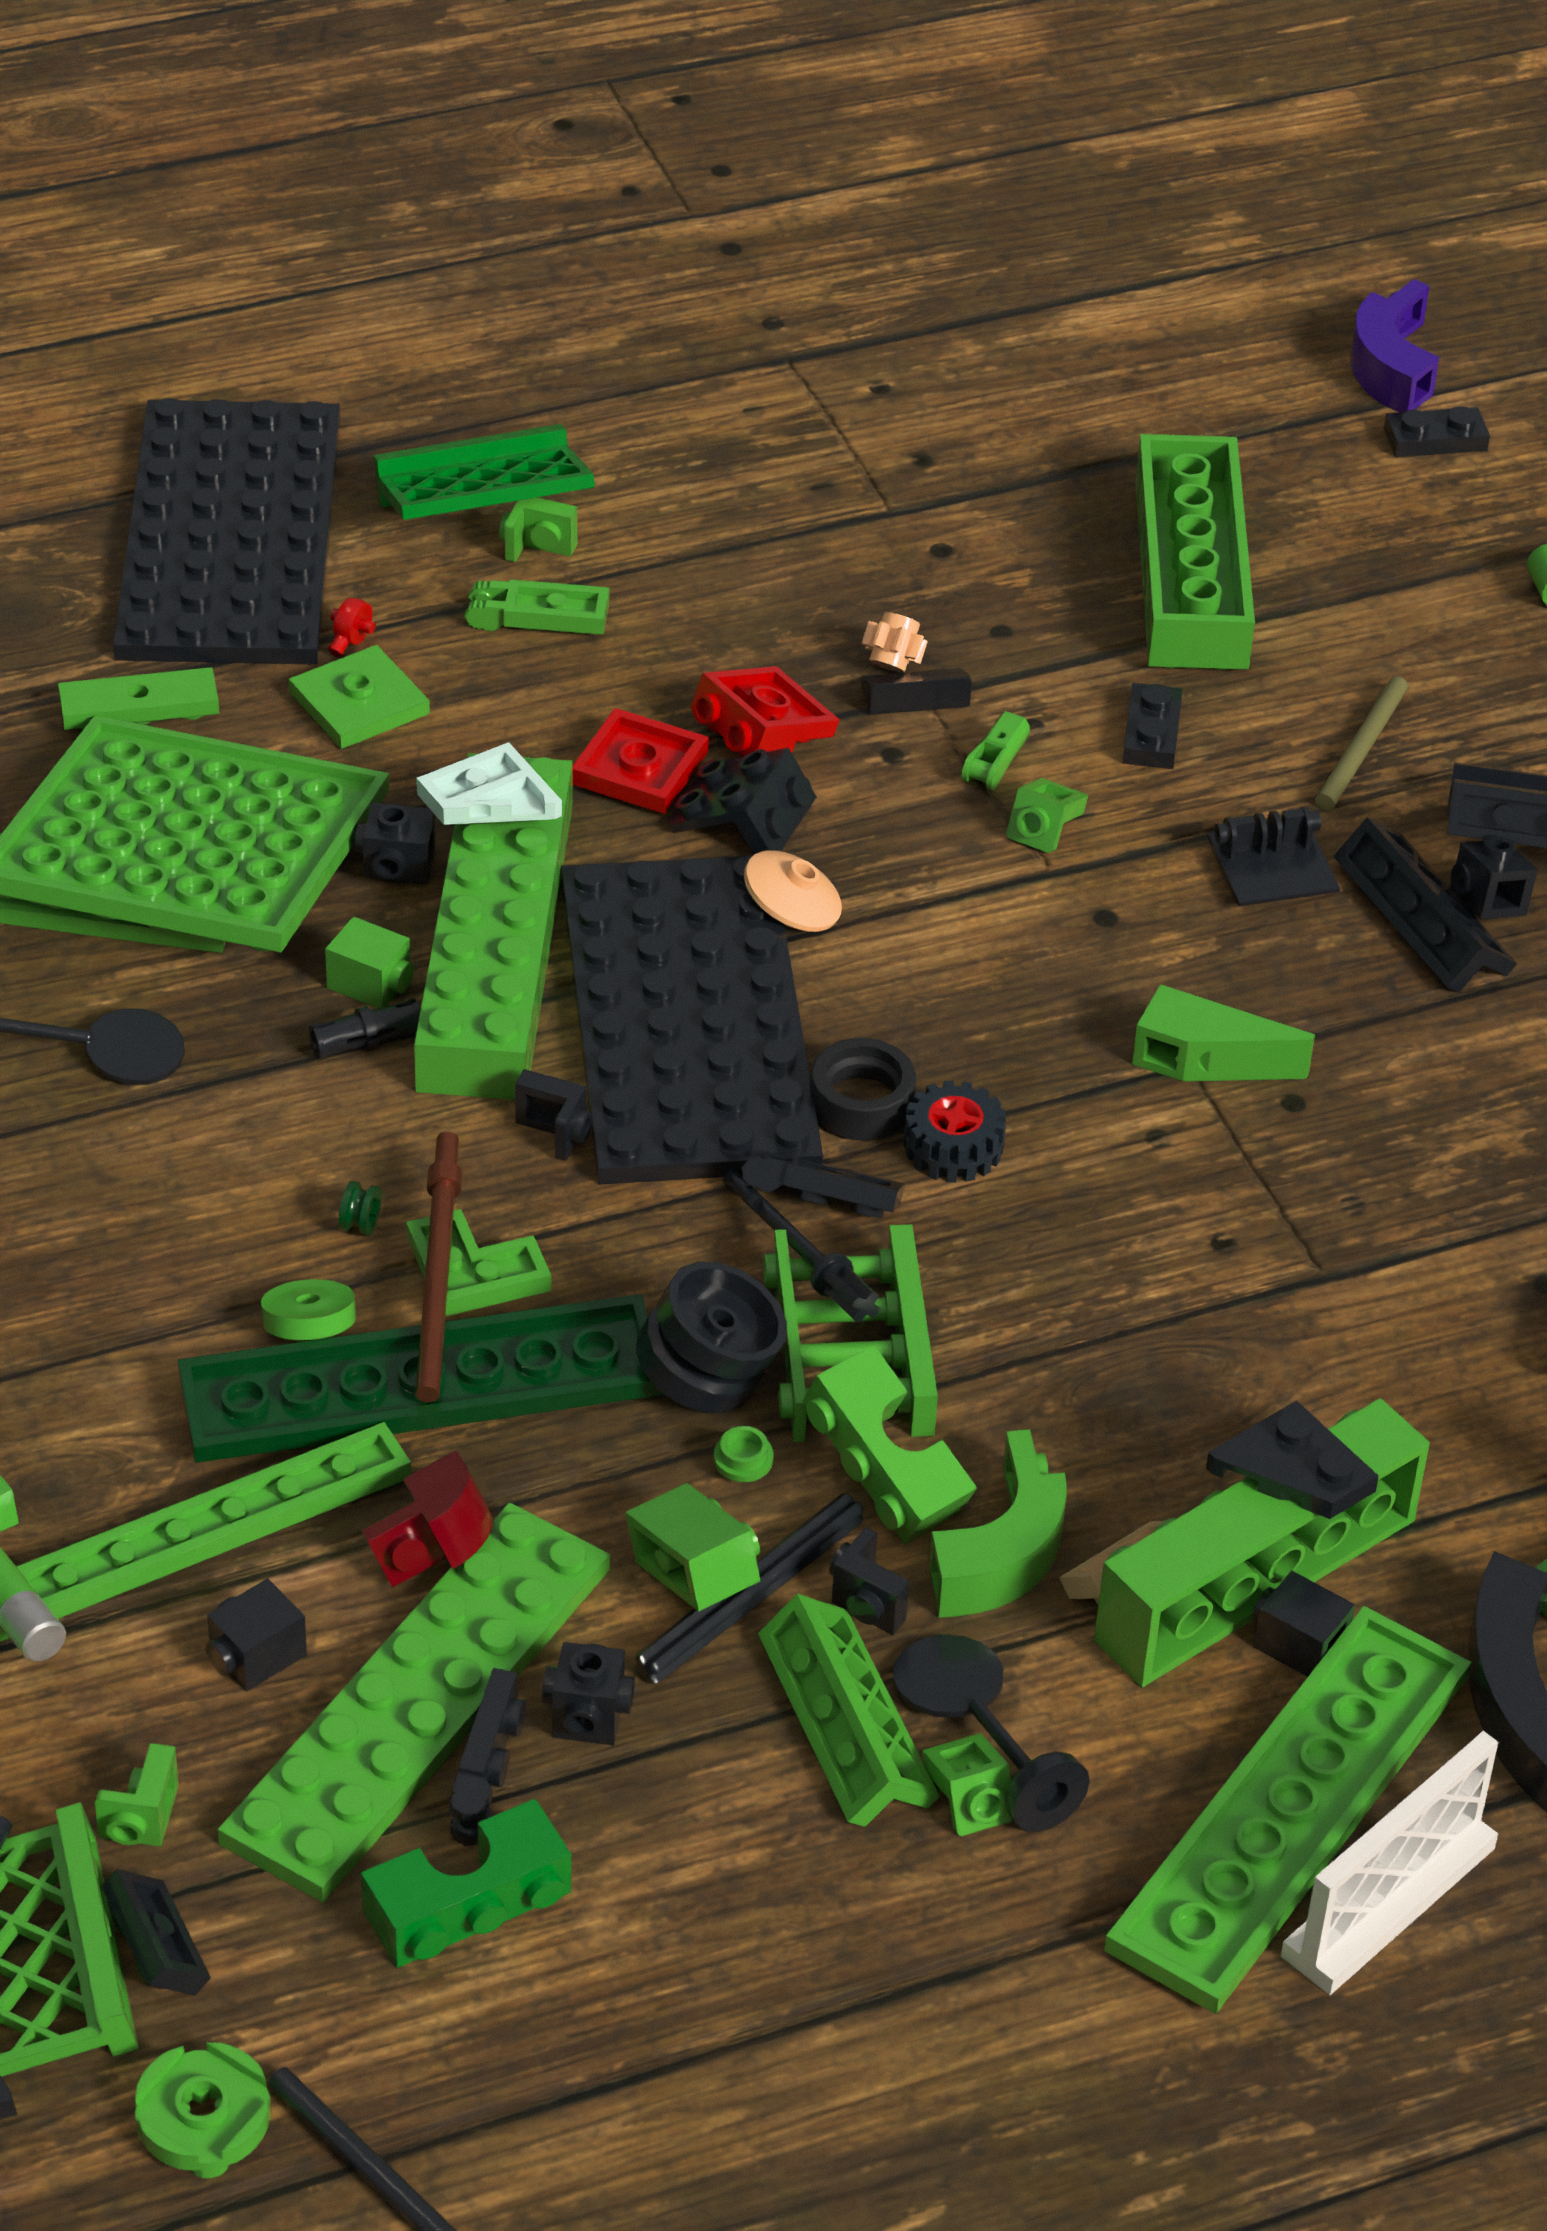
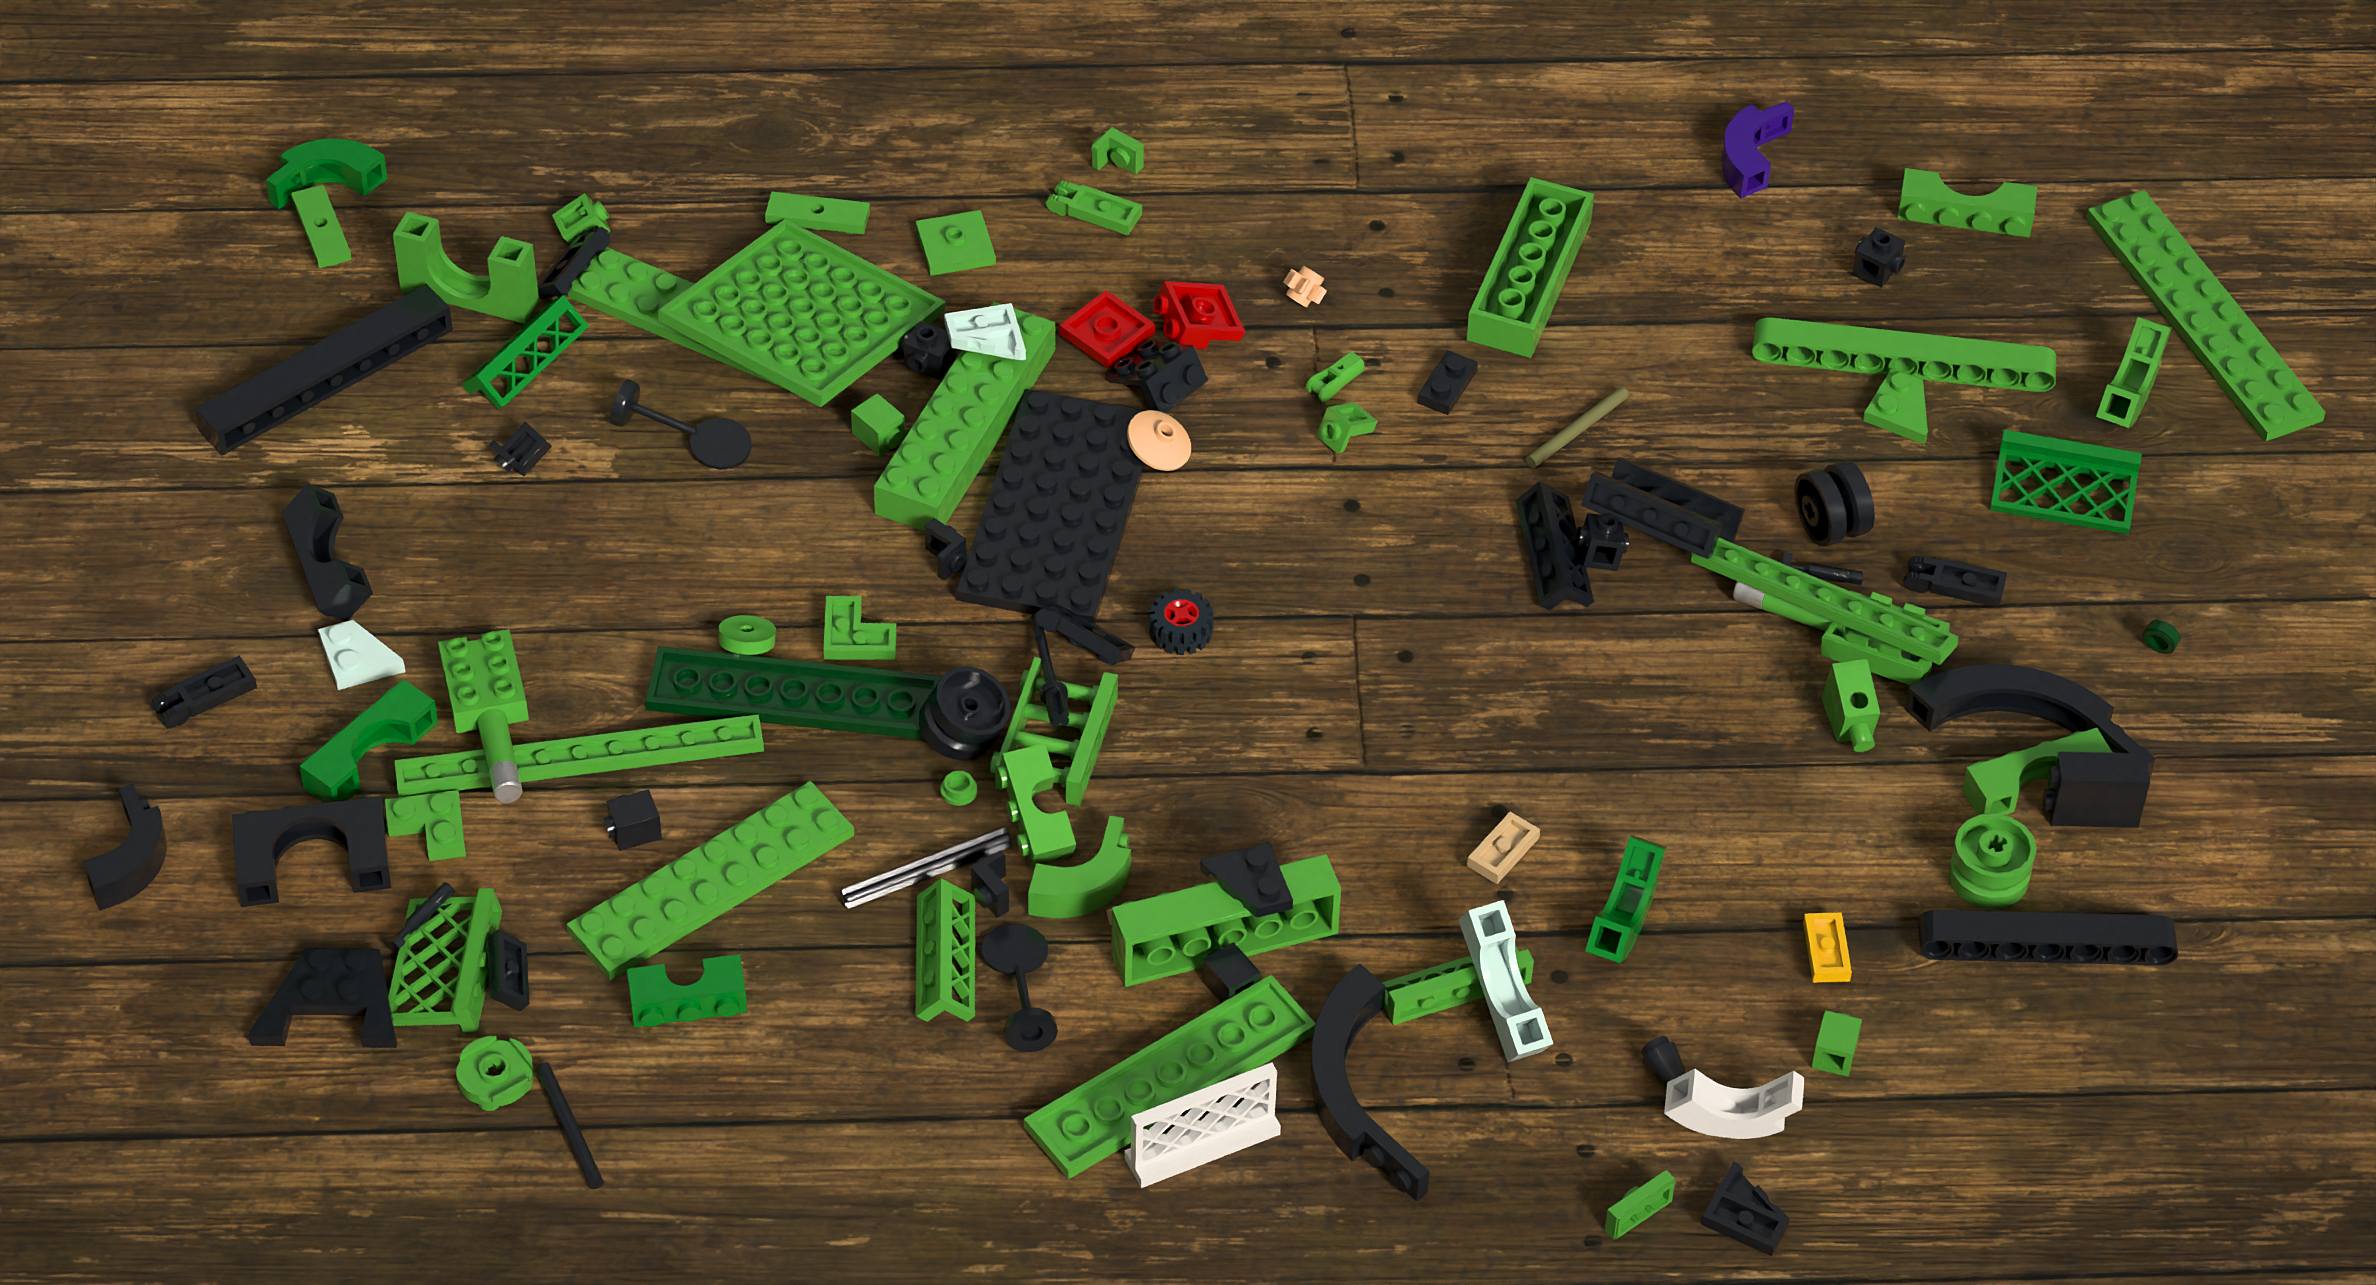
camera: 20 degrees right, 5 degrees up
(145, 1810) = (535, 899): bright green bracket -> none
(229, 533) = (926, 107): black plate -> none
(350, 624) = (970, 192): red piece -> none
(360, 1208) = (804, 580): dark green bush -> none
(364, 1028) = (856, 466): black pin -> none
(442, 1522) = (763, 783): dark red brick -> none
(444, 1186) = (855, 579): copper bar -> none
(479, 472) = (1095, 104): green fence -> none
(485, 1756) = (730, 920): black hinge -> none
(588, 1693) = (801, 903): black brick -> none
(694, 1546) = (899, 834): bright green brick -> none
(869, 1060) = (1139, 560): black tyre -> none
(917, 691) = (1307, 321): black slope -> none
(973, 1780) = (992, 1011): bright green bracket -> none
(1214, 1042) = (1366, 604): bright green slope -> none
(1274, 857) = (1474, 493): black hinge -> none
(1436, 431) = (1751, 216): black plate -> none

